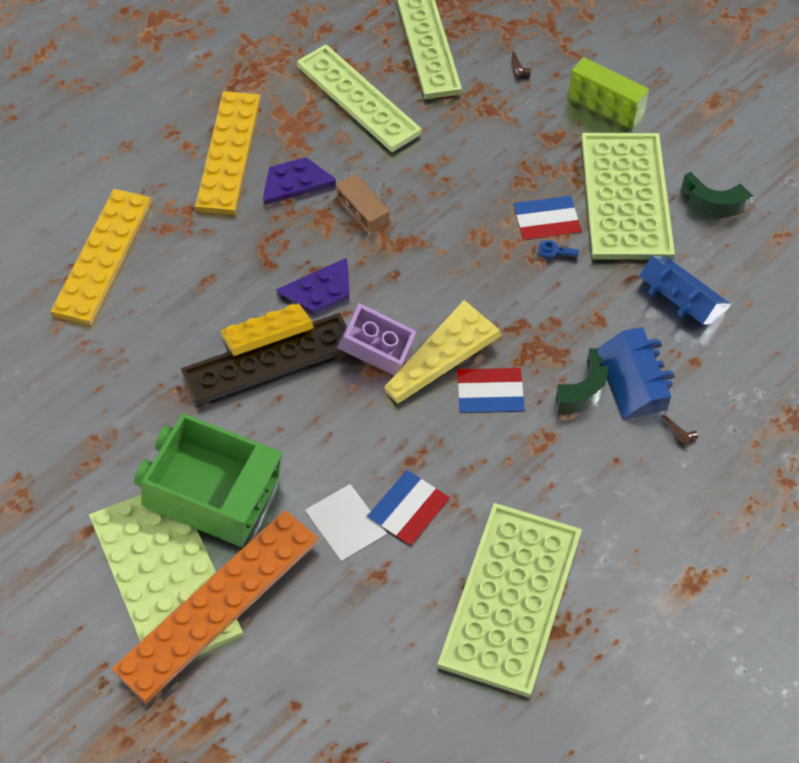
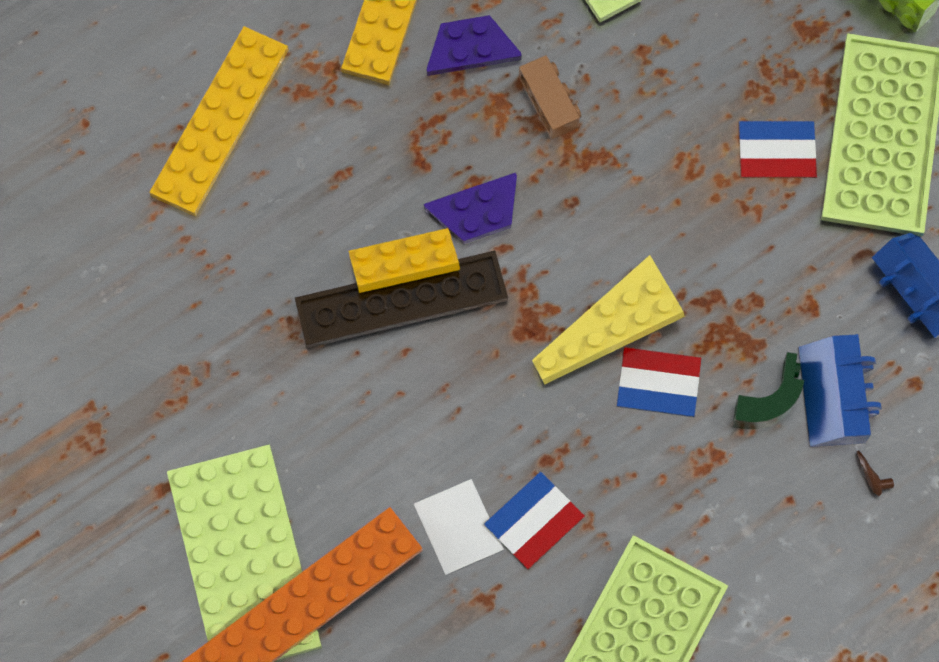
camera: 10 degrees right, 15 degrees up
(209, 478) = (307, 455): bright green brick -> none
(377, 339) = (532, 300): lavender brick -> none
(549, 249) = (770, 198): blue plate -> none

